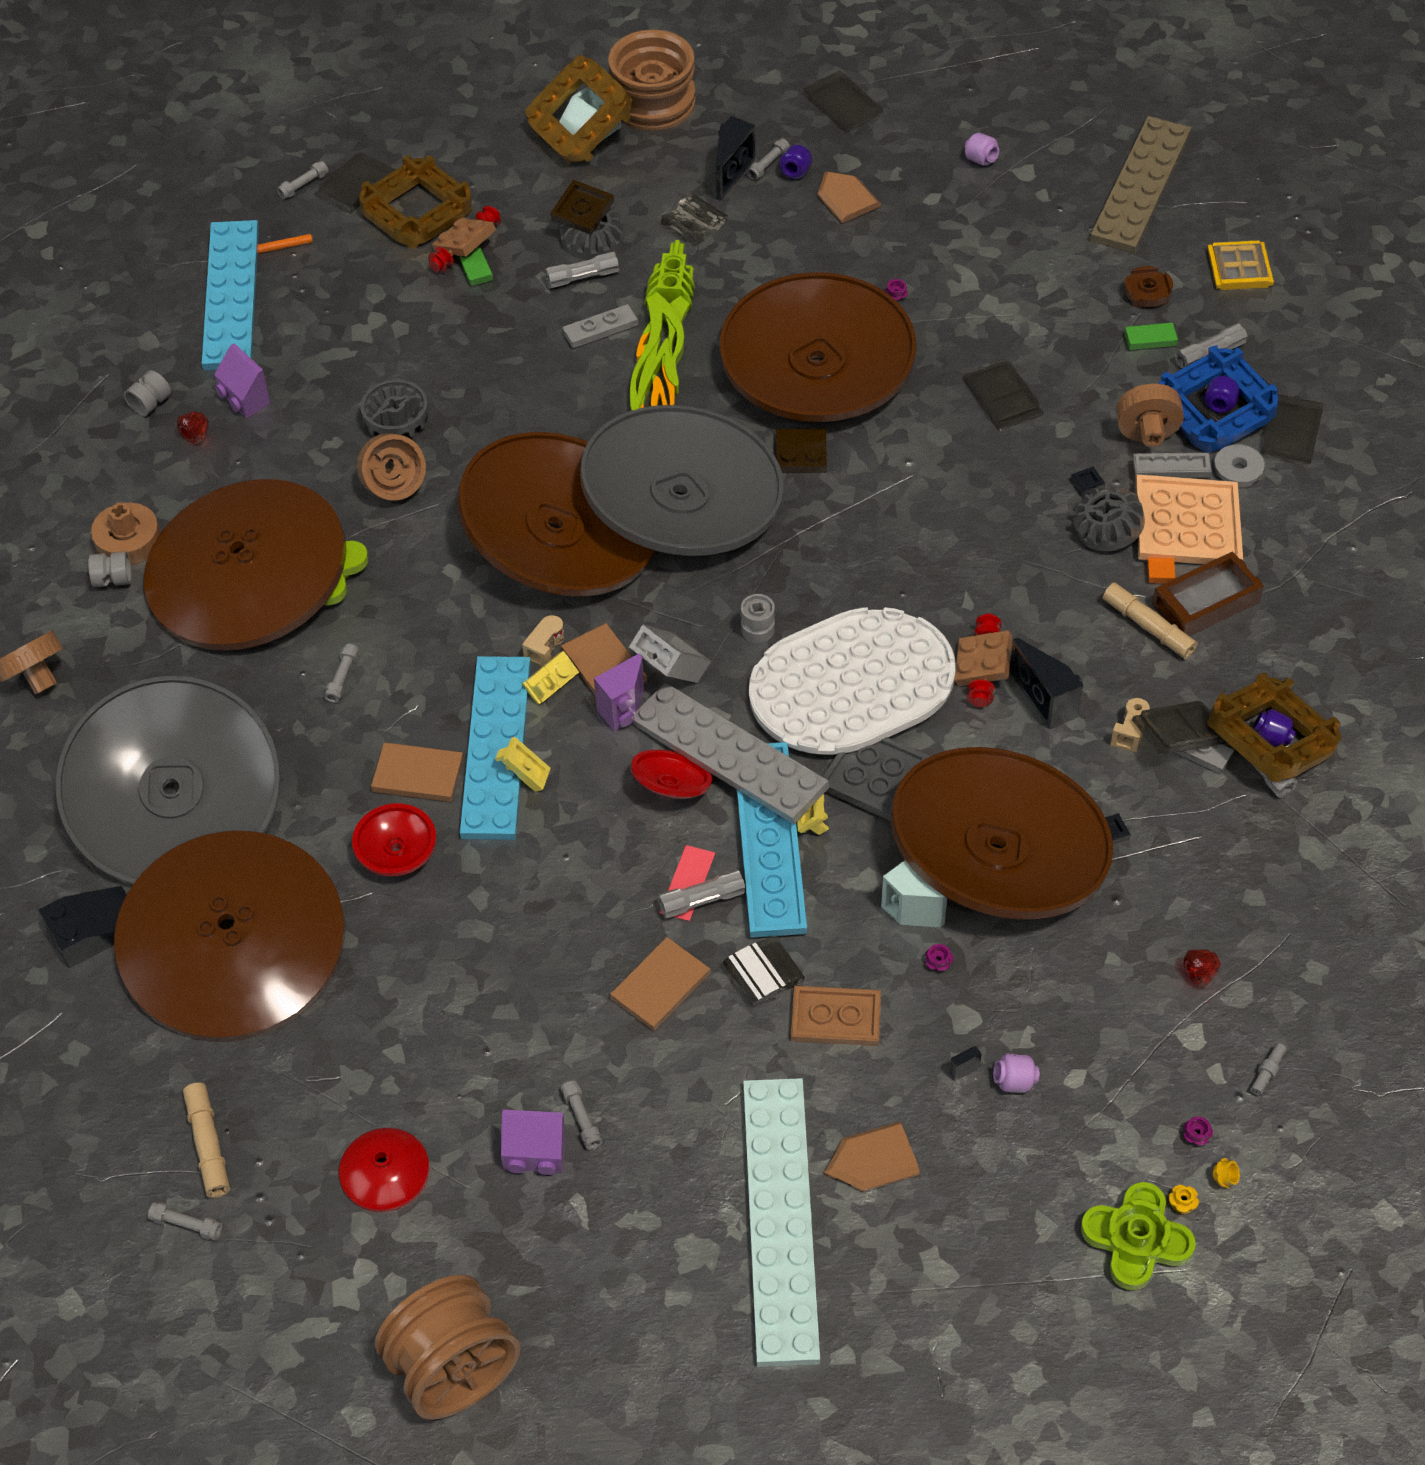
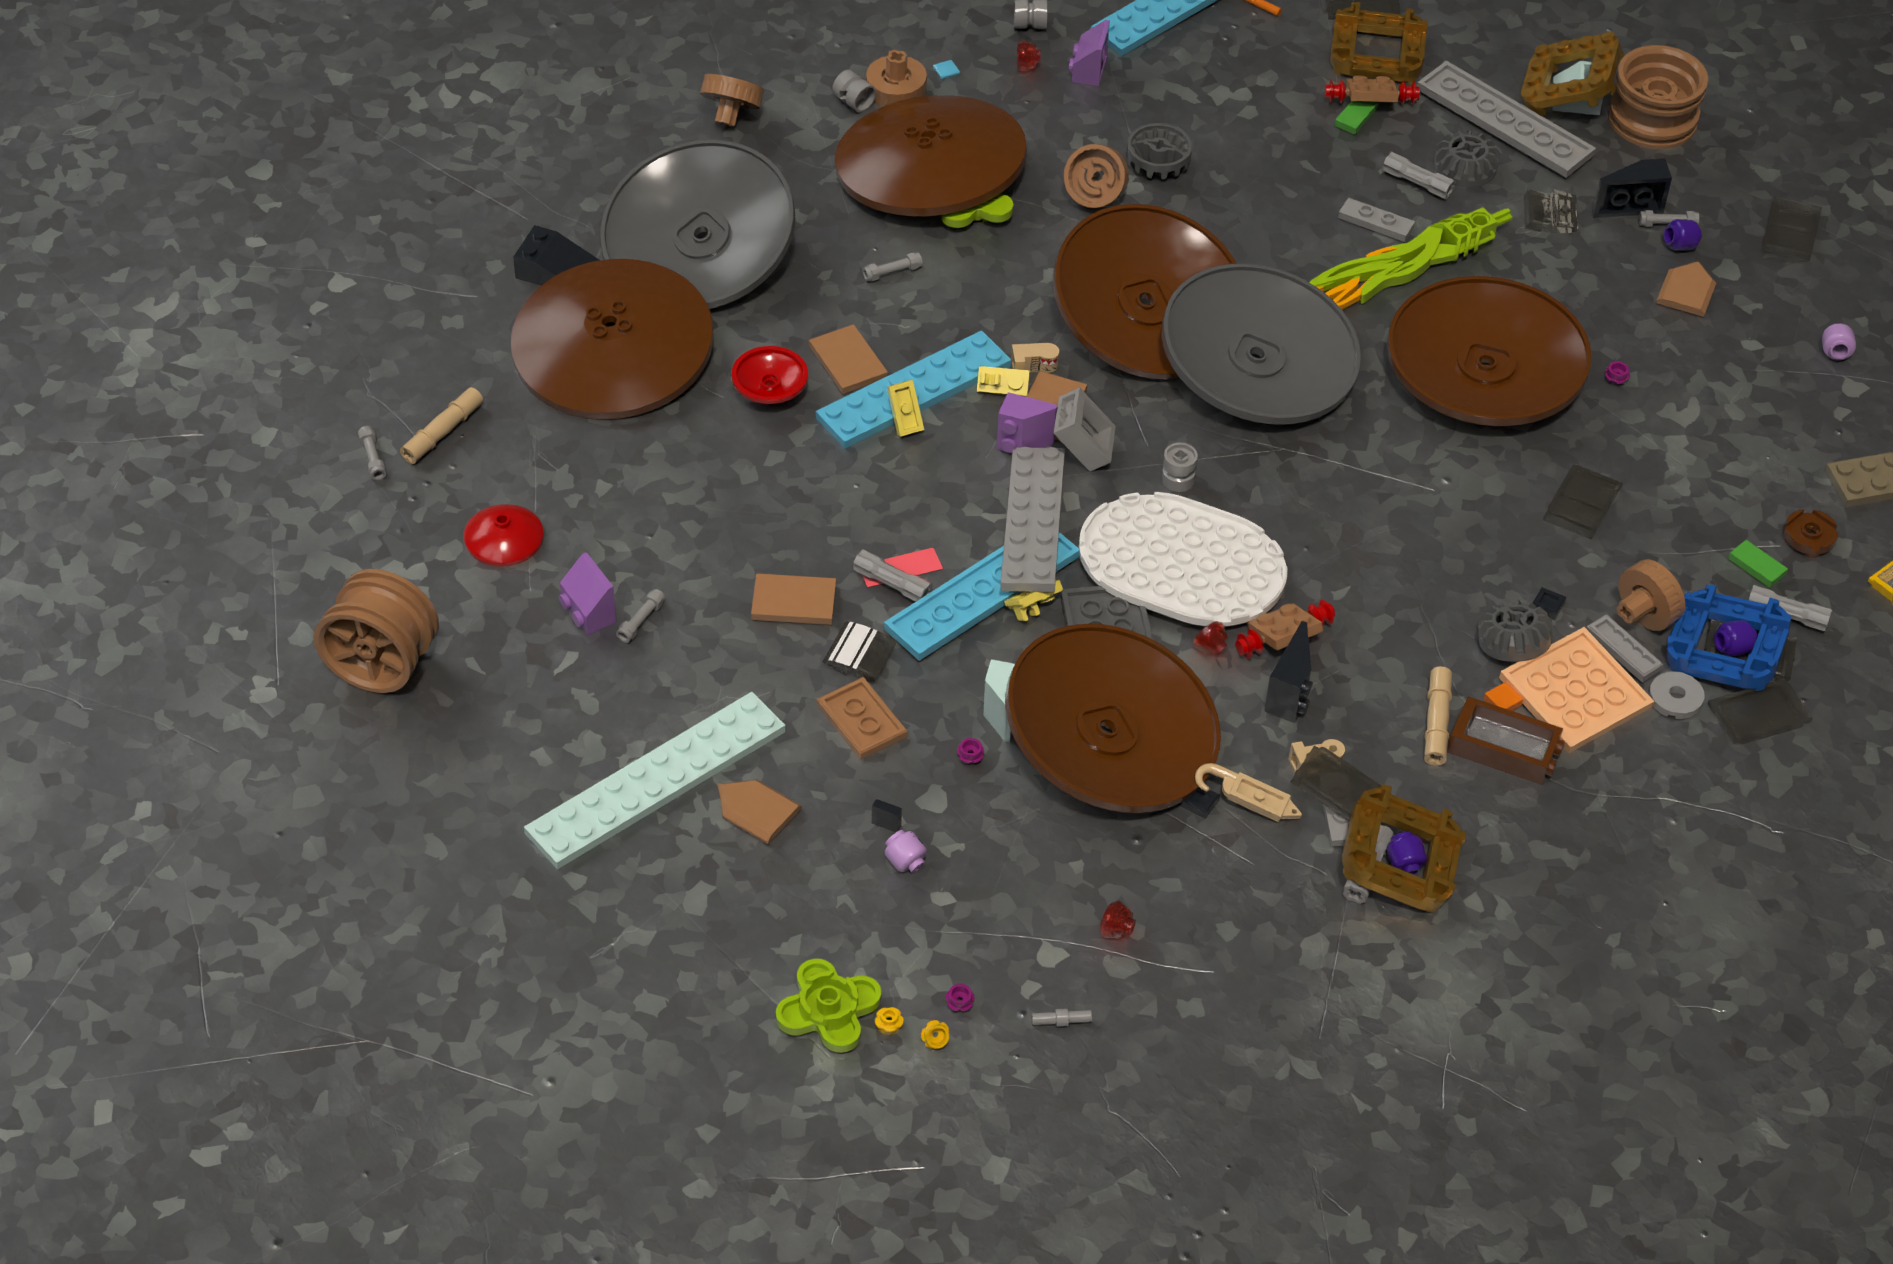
camera: 50 degrees right, 5 degrees down
(142, 491) = (946, 69): none -> medium azure piece
(548, 182) = (1506, 119): none -> light grey plate
(582, 207) = (1471, 132): dark brown plate -> none
(670, 774) = (977, 494): red dish -> none
(801, 450) = (1382, 407): dark brown plate -> none
(955, 714) = (1211, 639): none -> clear red cone
(1136, 791) = (1250, 793): none -> tan plate

